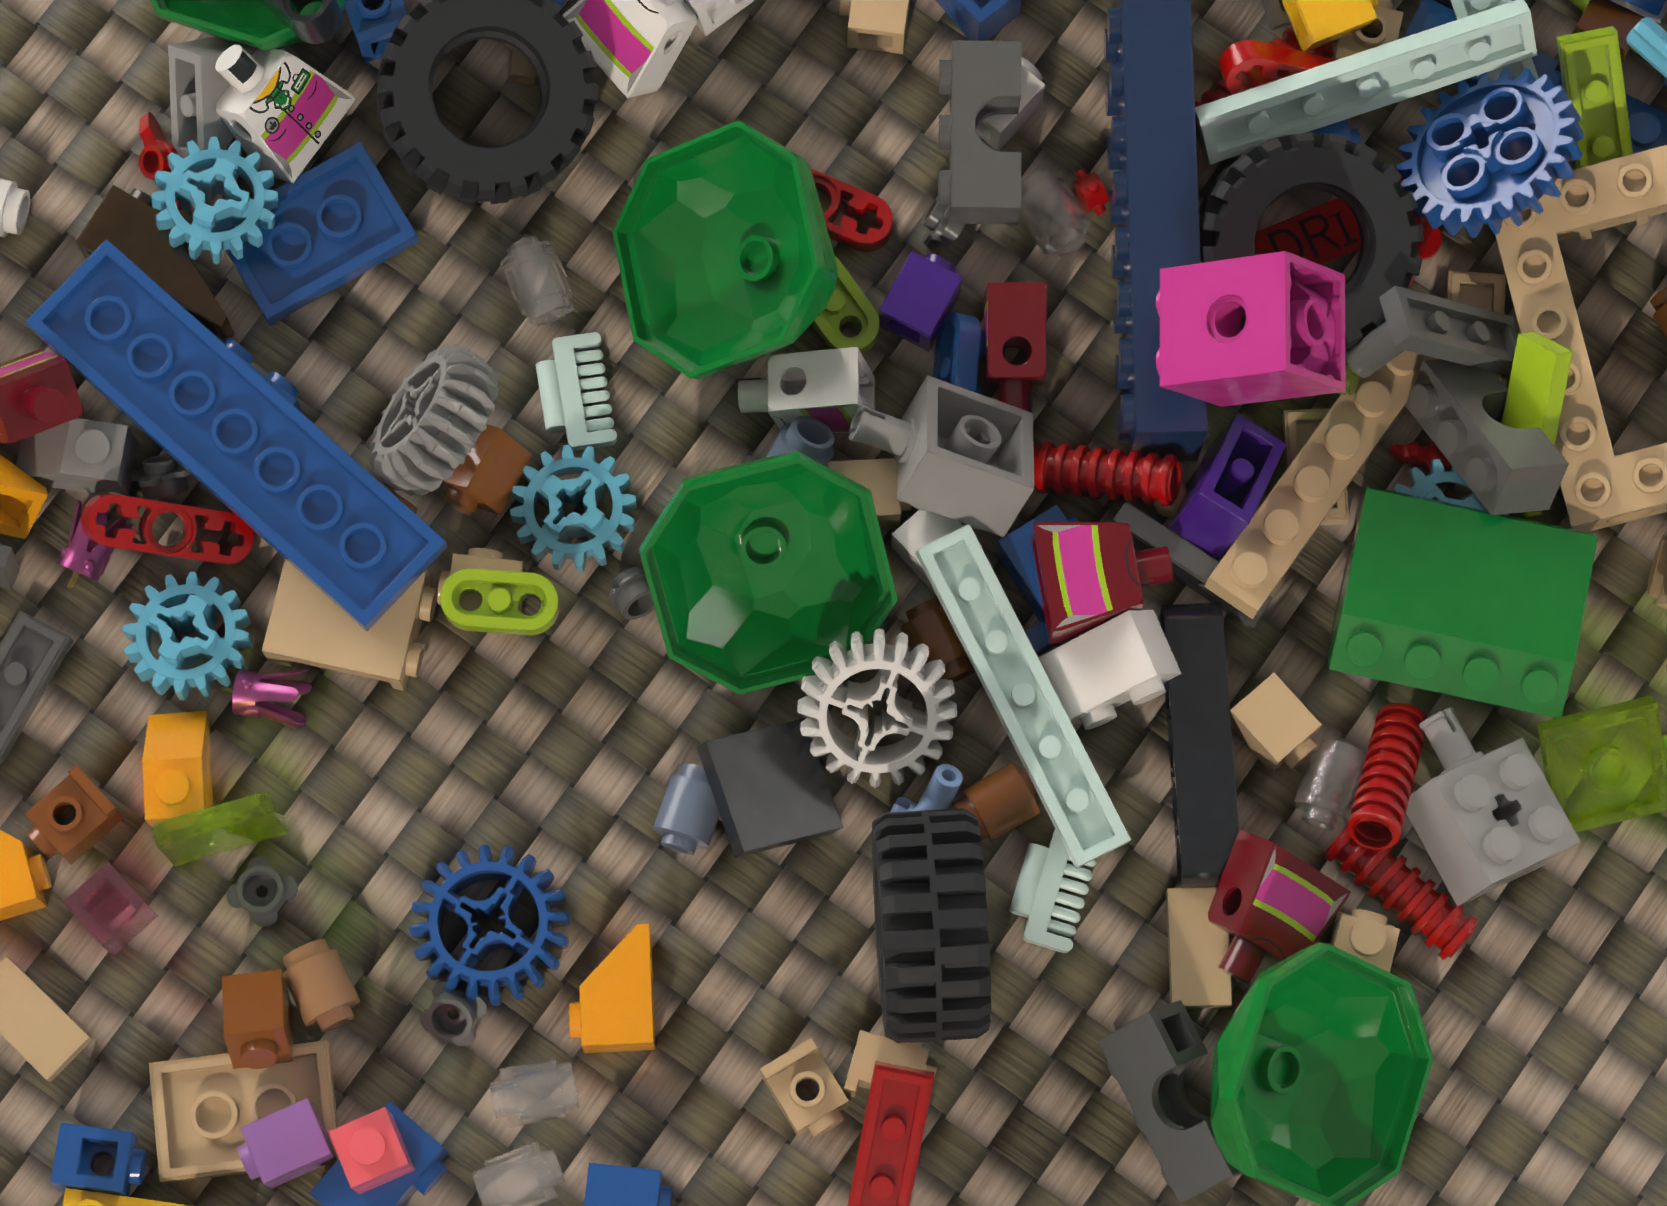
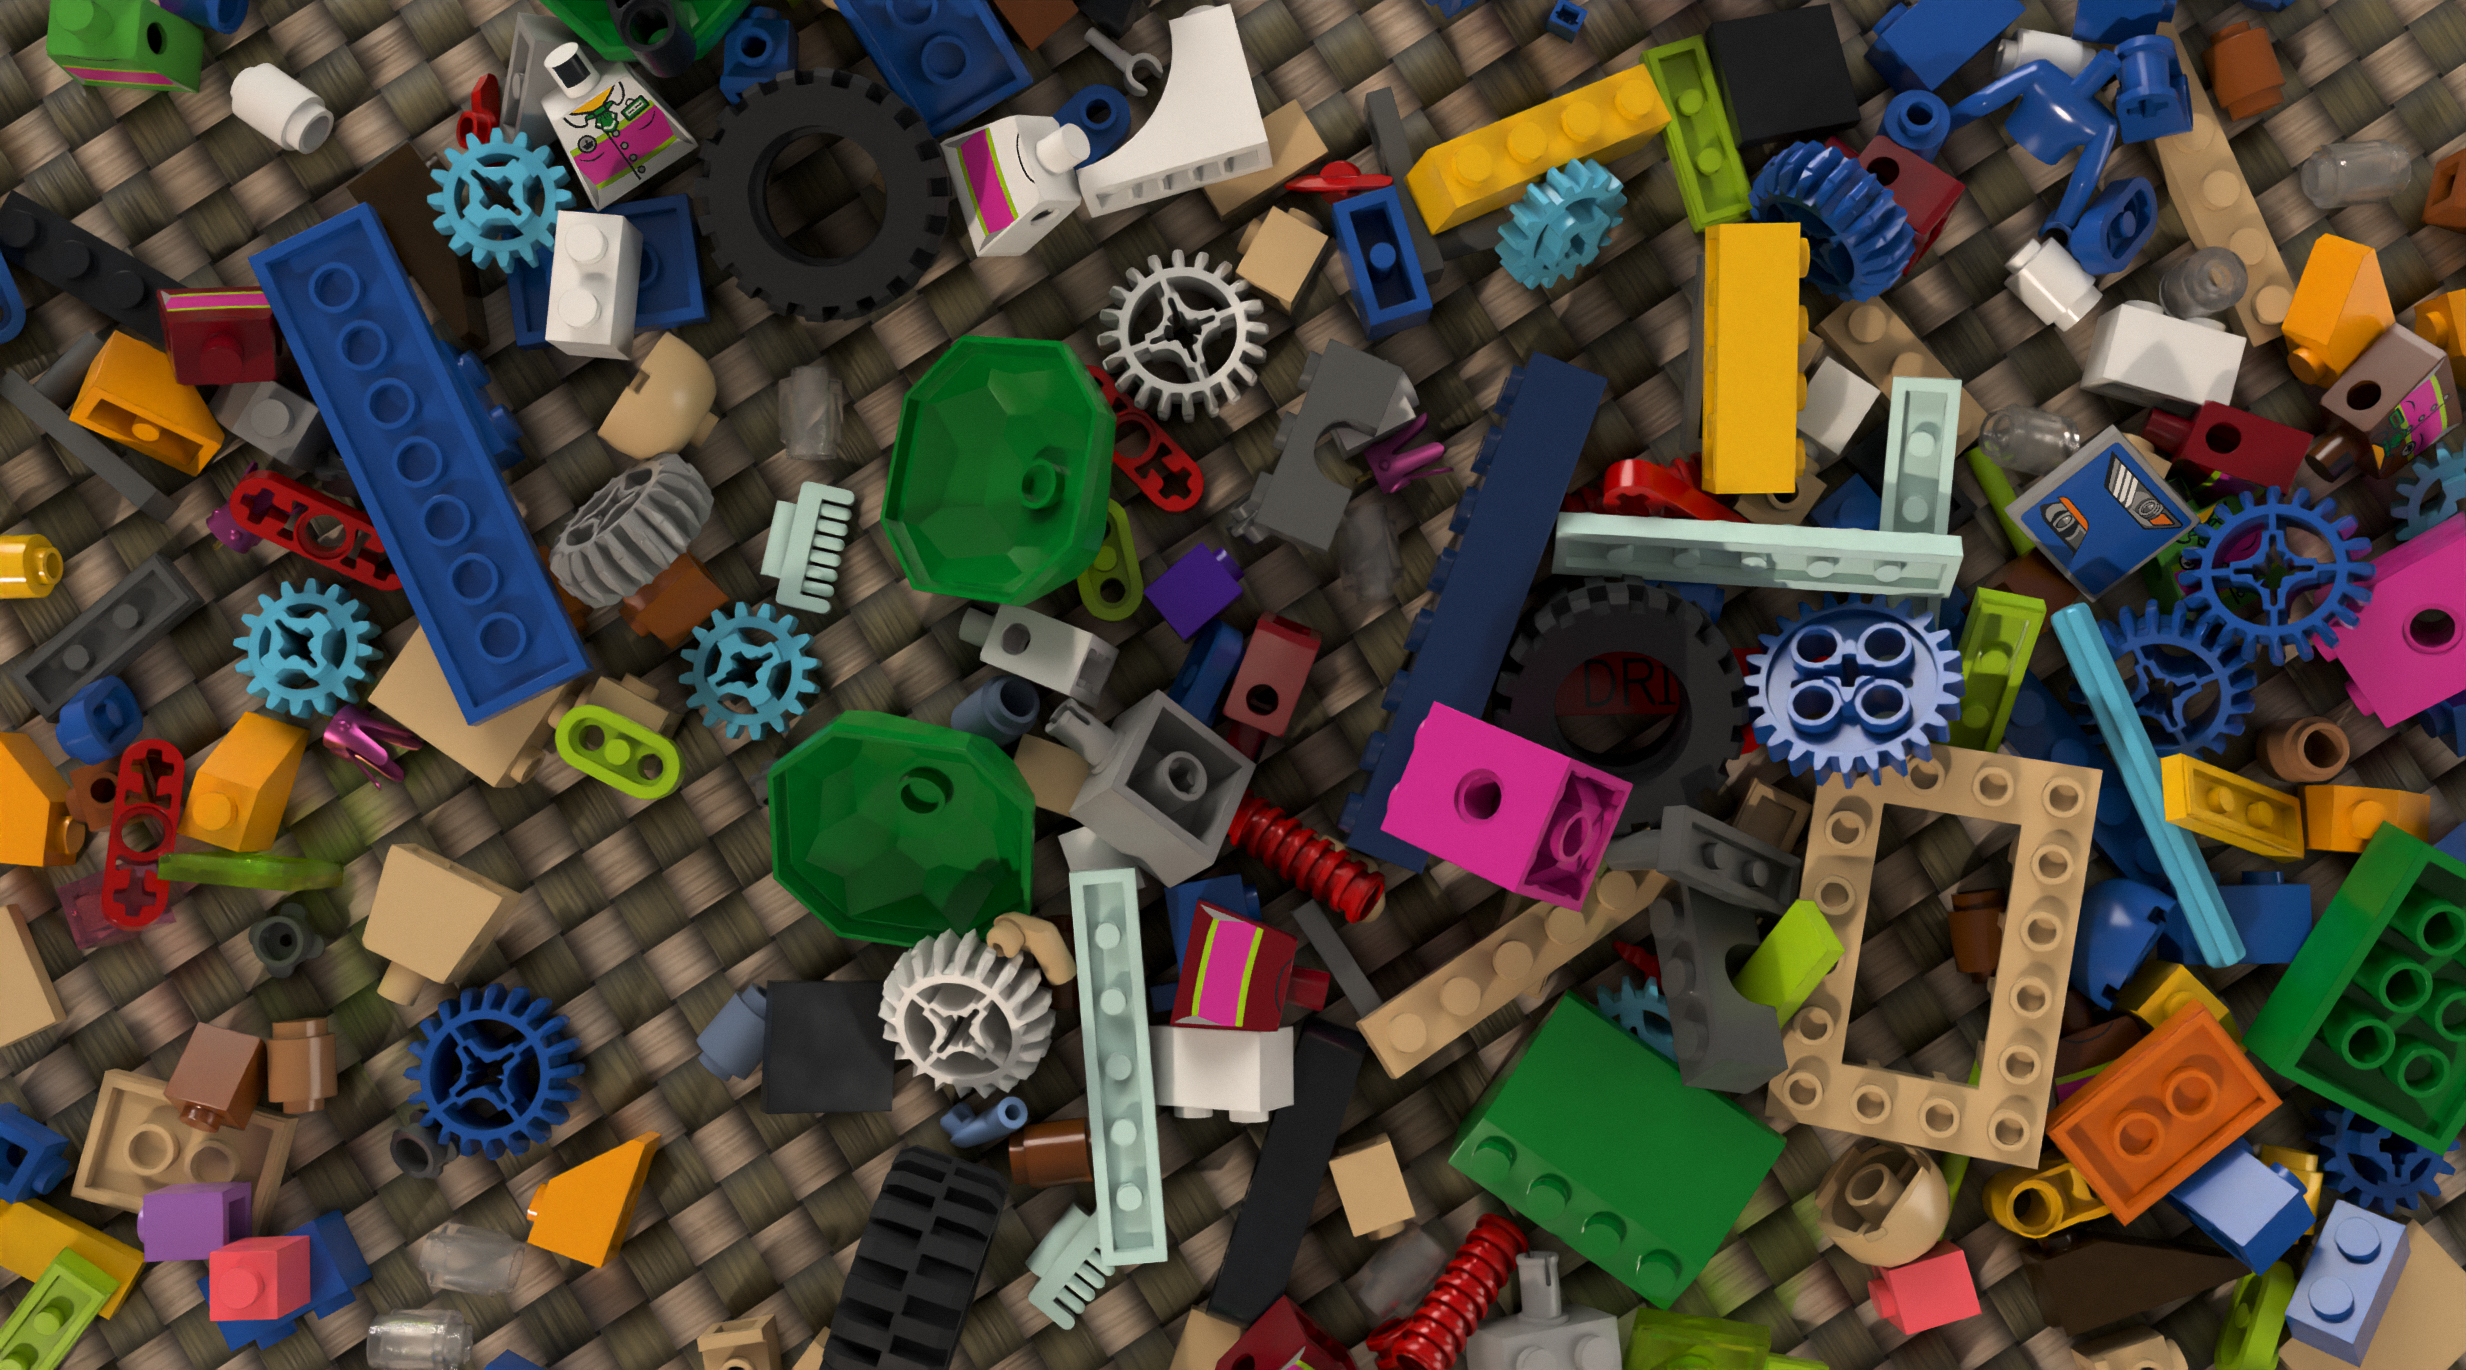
camera: 25 degrees right, 10 degrees up
(35, 759) = (99, 721): none -> blue plate
(115, 853) = (131, 785): none -> red beam
(321, 238) = (594, 285): none -> white brick
(386, 820) = (431, 920): none -> tan torso
(412, 314) = (664, 403): none -> tan cylinder
(852, 66) = (1163, 285): none -> white gear
(911, 613) = (1037, 936): none -> tan arm
(1045, 138) = (1395, 471): none -> flat silver piece
(1090, 192) = (1419, 544): red piece -> none
(1227, 486) = (1424, 928): dark purple brick -> none

